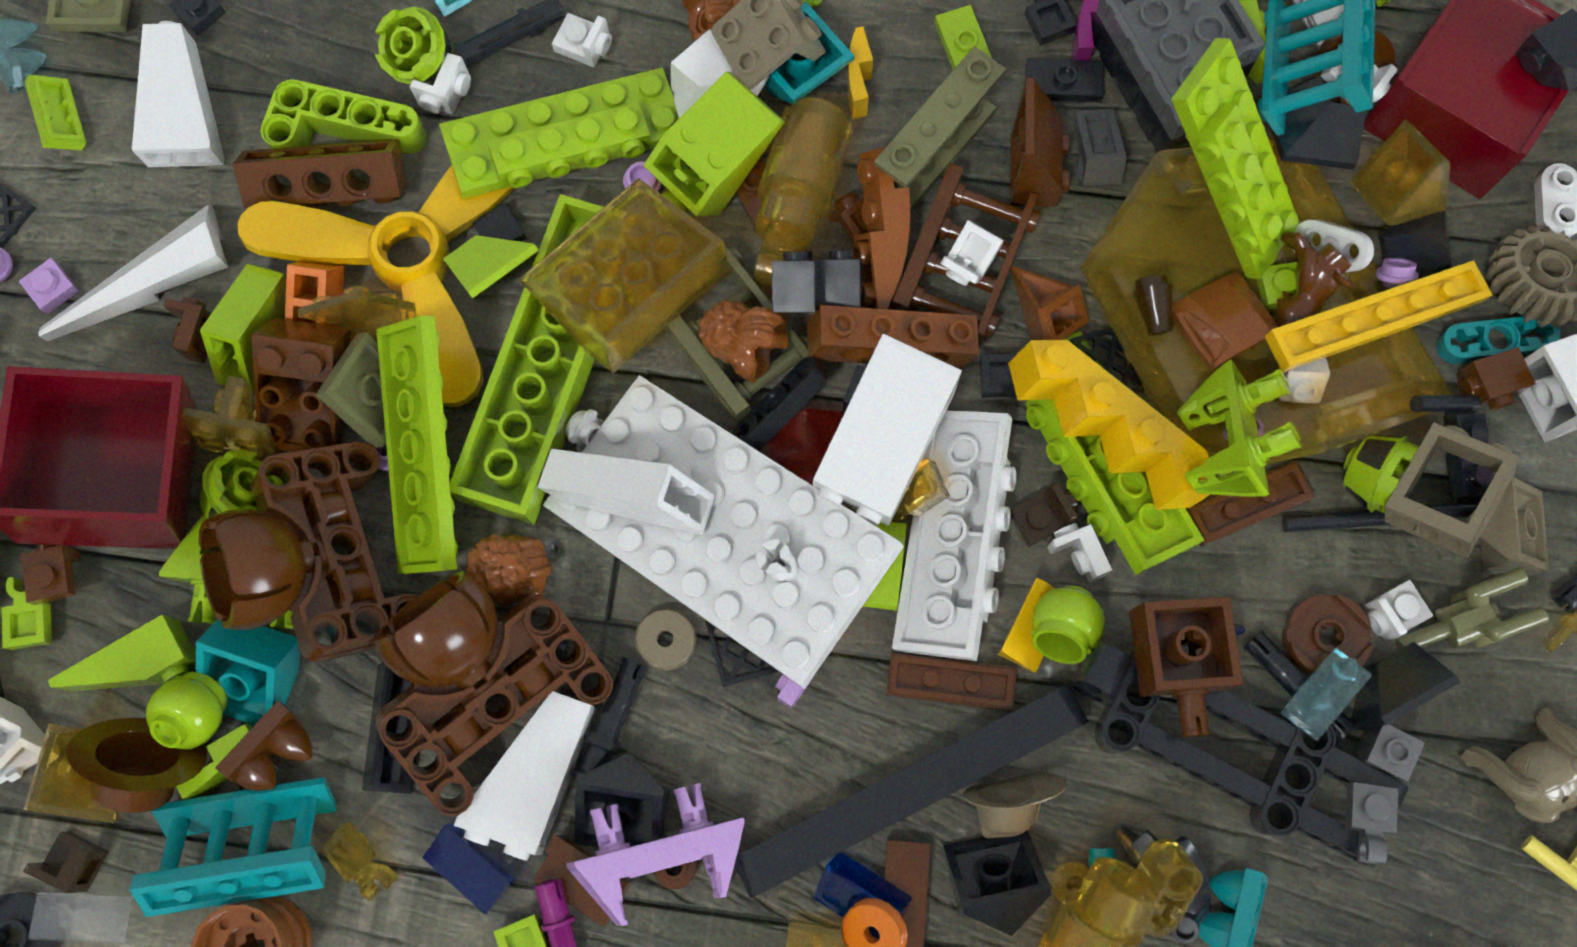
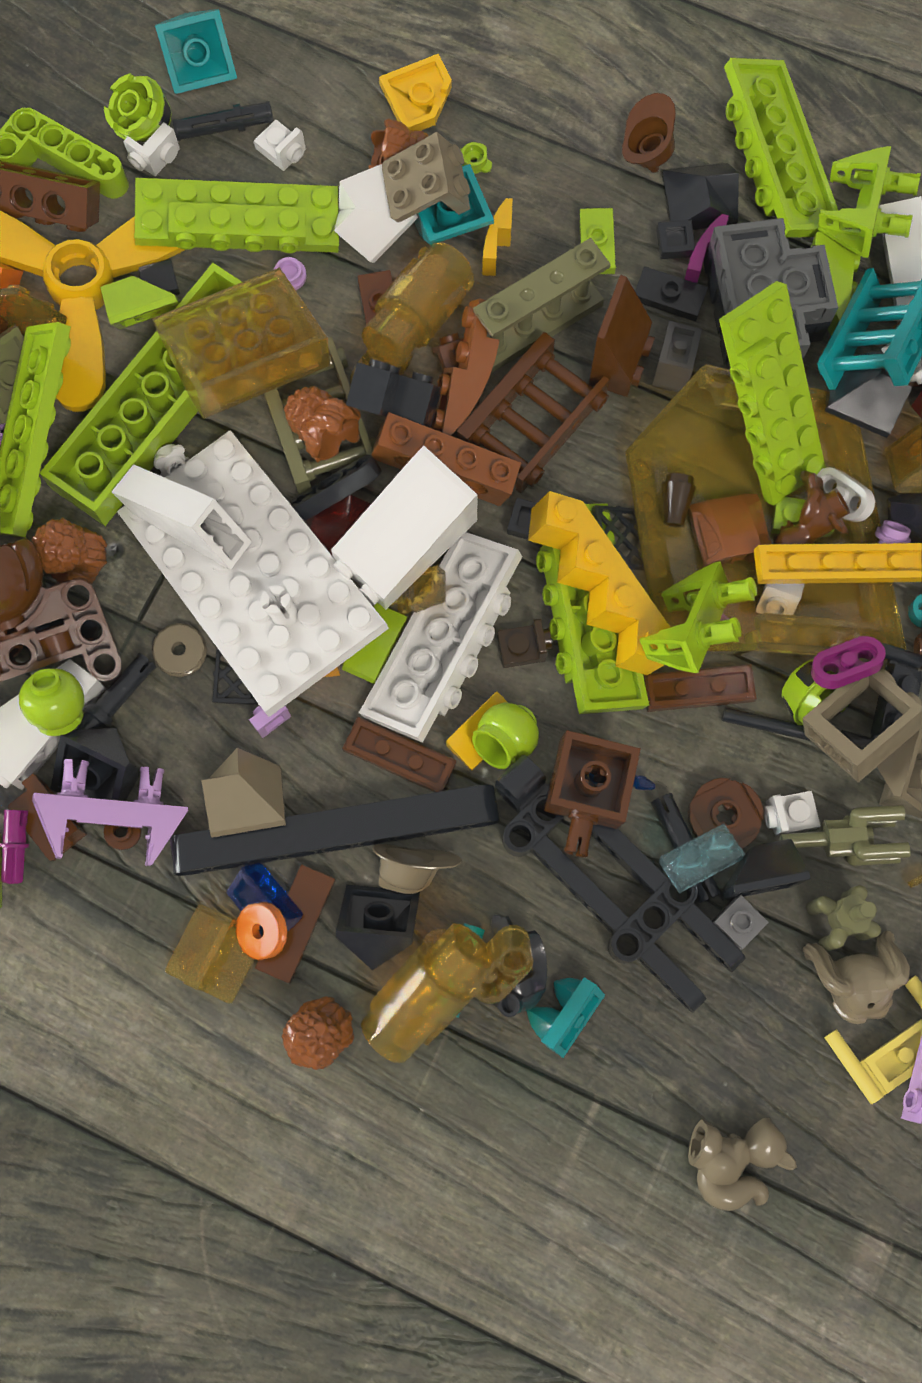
camera: 15 degrees right, 0 degrees up
(555, 748) = (52, 701): none -> lime piece
(719, 141) = (351, 262): lime slope -> none
(801, 783) = (244, 795): none -> dark tan slope
(971, 254) = (534, 411): white bracket -> none
(1049, 306) = (589, 474): dark orange slope -> none
(1087, 554) = (547, 687): white bracket -> none
(1373, 813) = (703, 965): flat silver plate -> none
(1413, 433) = (845, 662): none -> magenta plate
(1504, 707) = (846, 917): none -> olive plant

